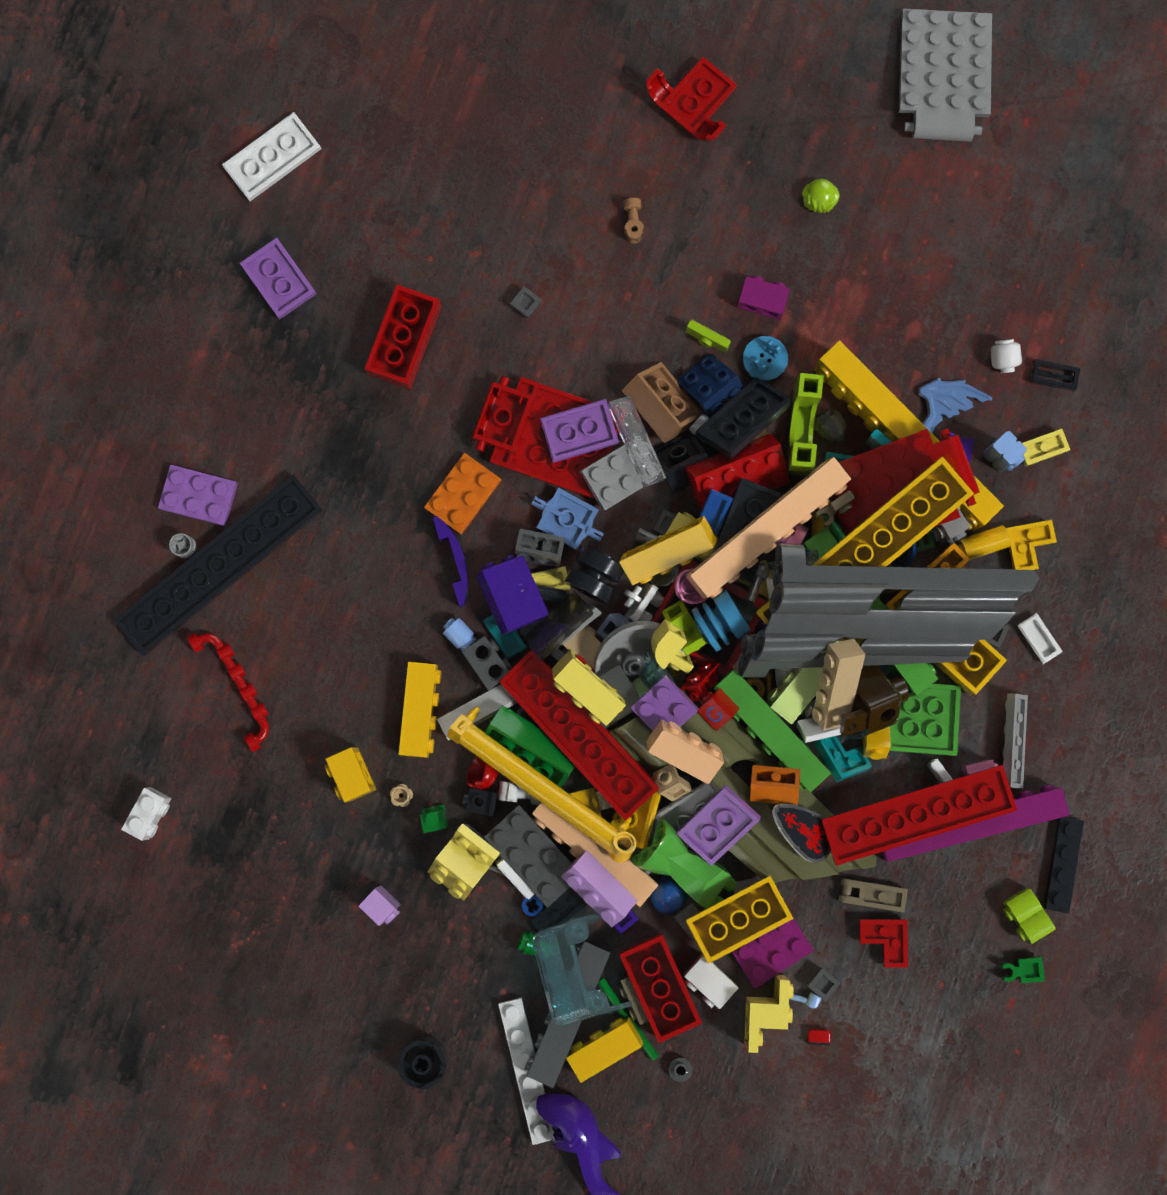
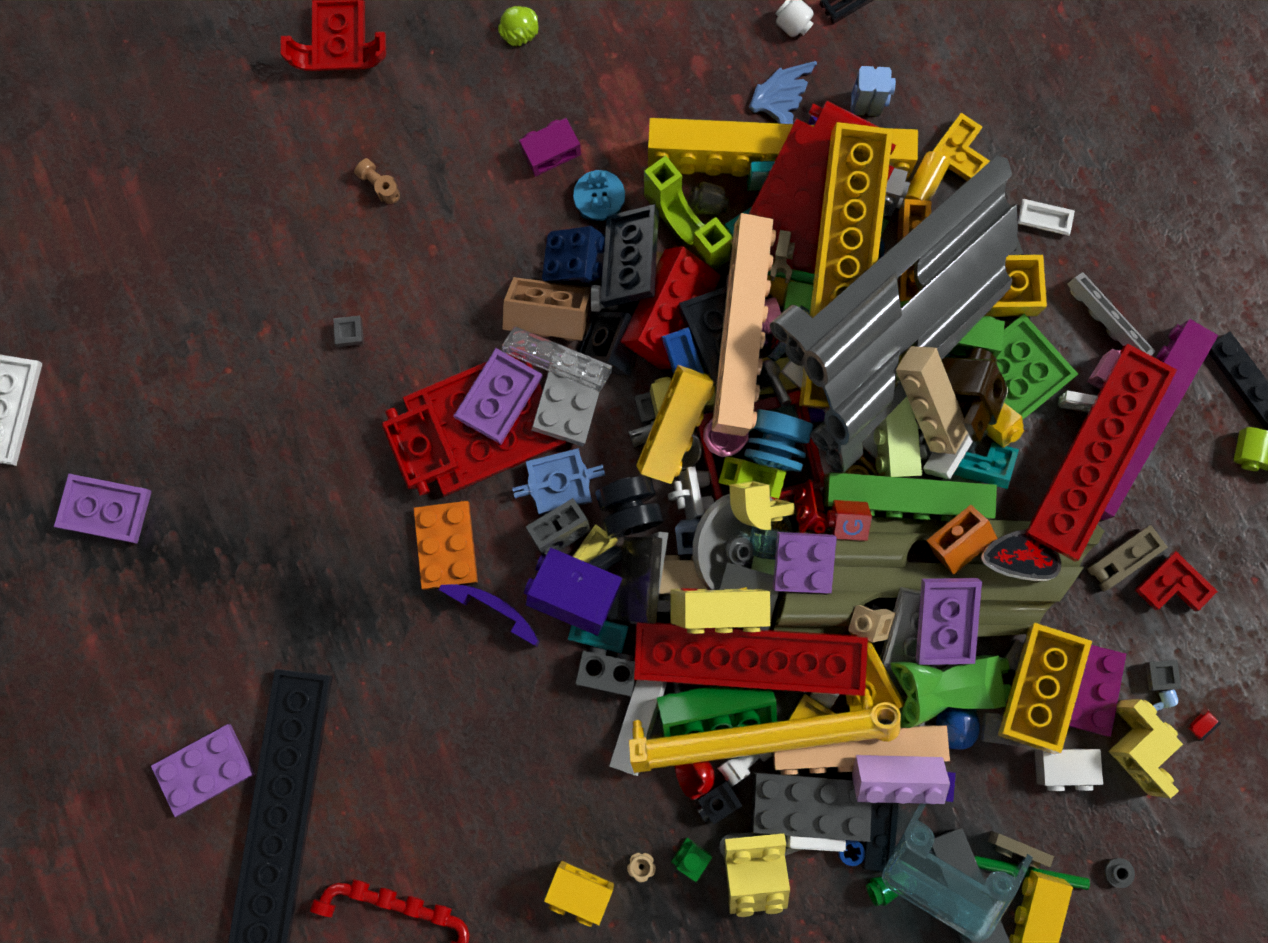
camera: 45 degrees left, 5 degrees down
(179, 543) = (223, 829): light grey wheel -> none
(403, 337) = (265, 456): red brick -> none
(418, 709) = (585, 774): yellow brick -> none
(459, 633) = (557, 671): light blue brick -> none
(660, 987) = (1034, 816): red brick -> none
(685, 751) = (859, 582): light nougat brick -> none
(707, 336) = (534, 219): lime plate -> none
(1045, 447) = (900, 57): light yellow plate -> none

